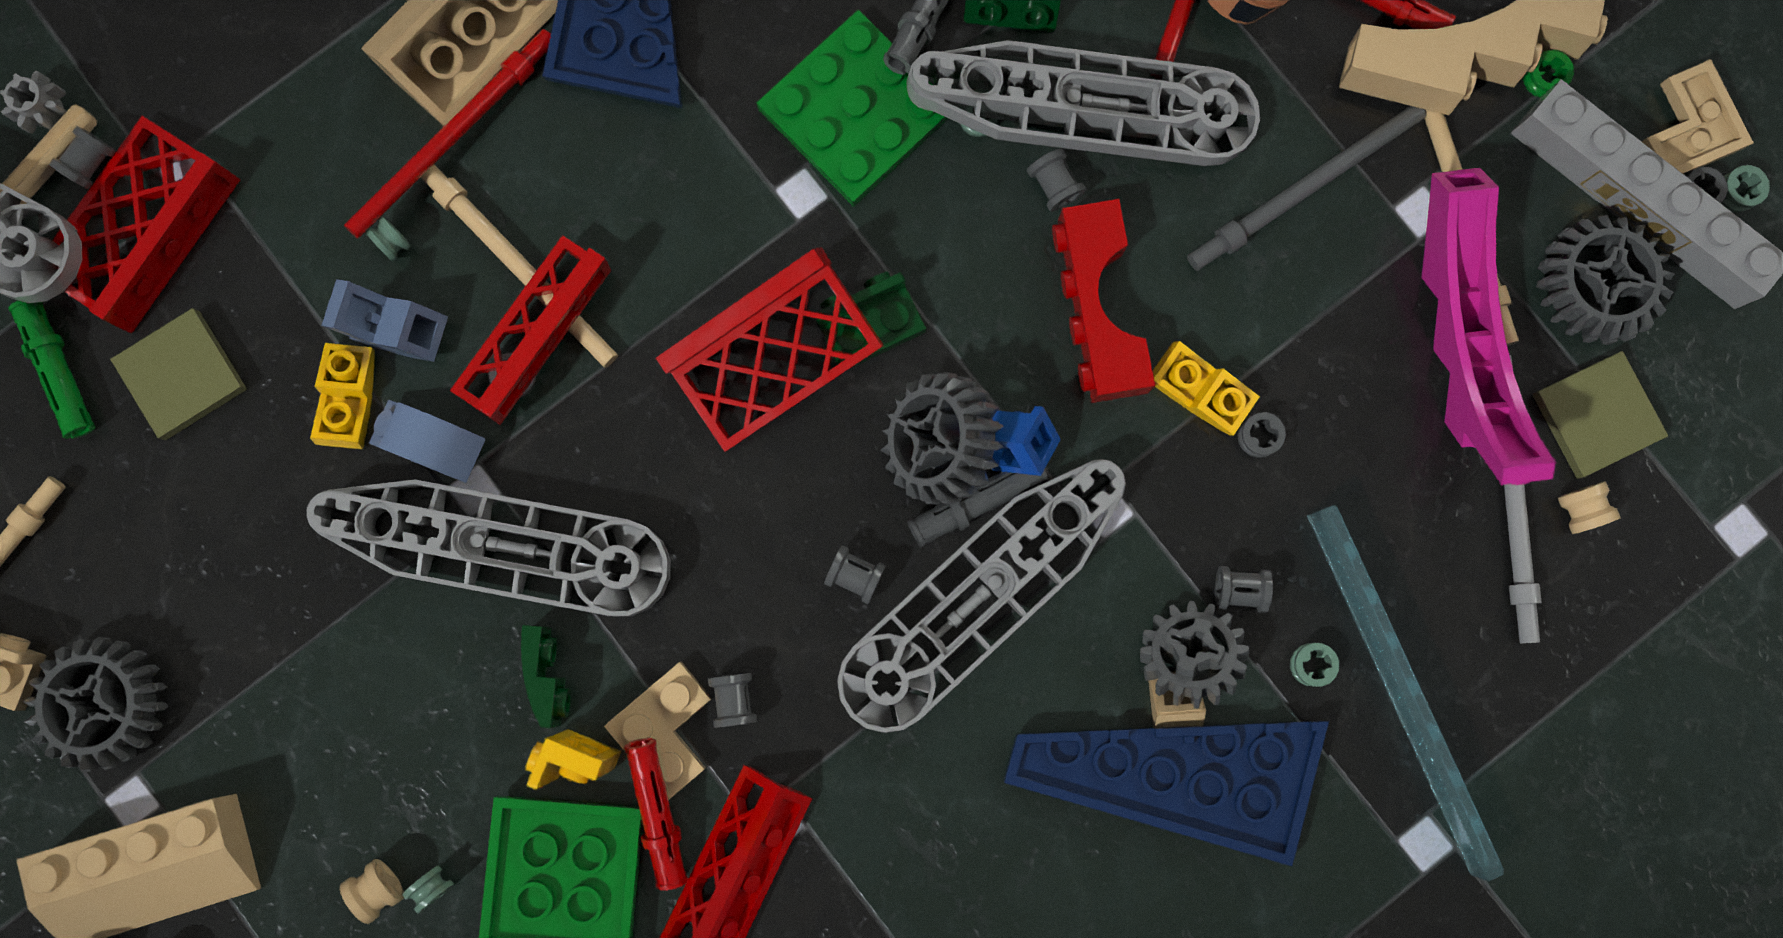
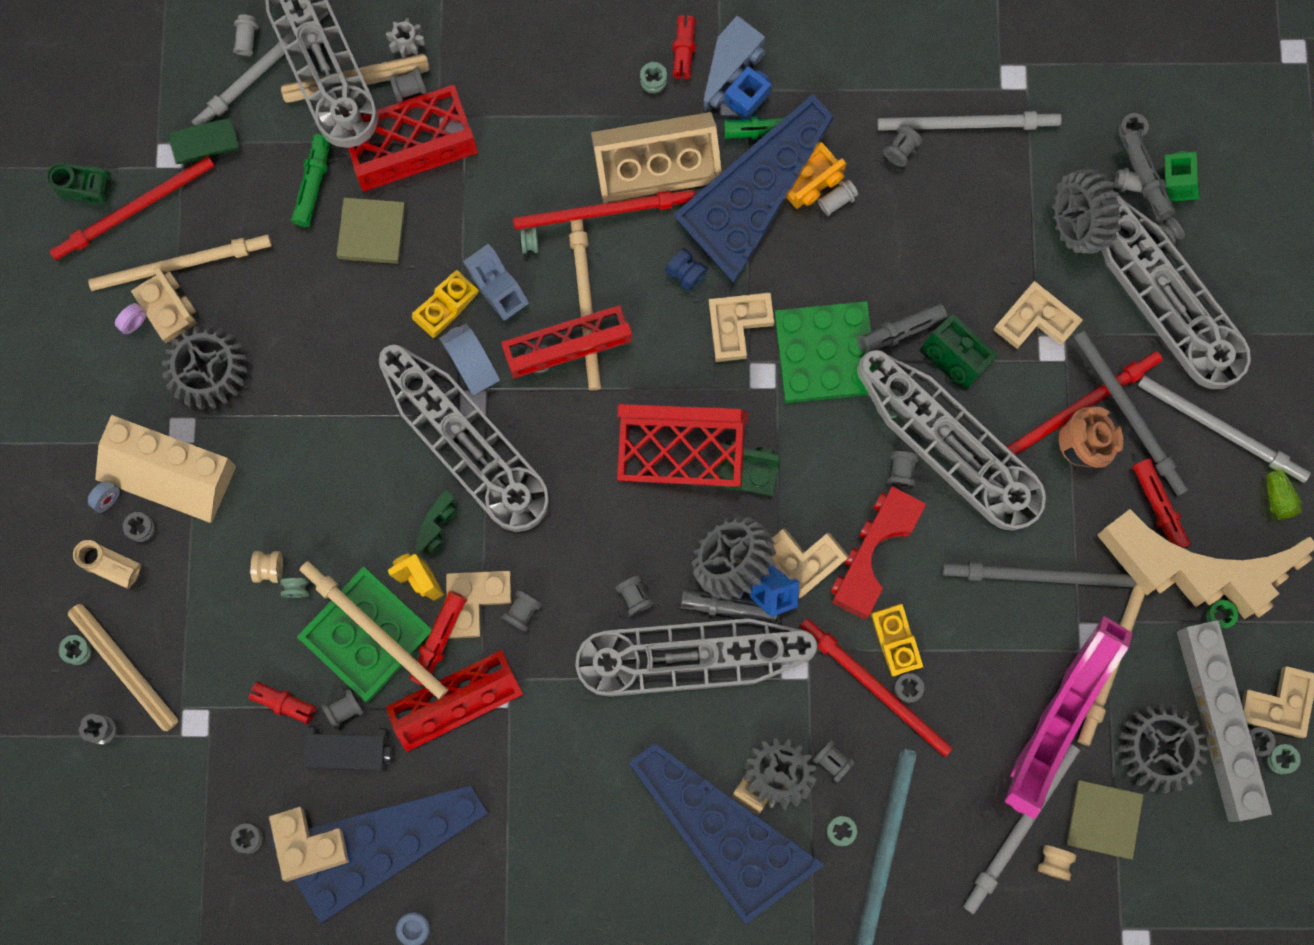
camera: 40 degrees right, 5 degrees down
(470, 859) = (329, 588): none -> tan bar
(613, 132) = (687, 270): none -> dark blue wheel
(711, 146) = (729, 319): none -> tan plate
(1037, 379) = (807, 566): none -> tan plate
(1129, 456) = (828, 644): none -> red bar

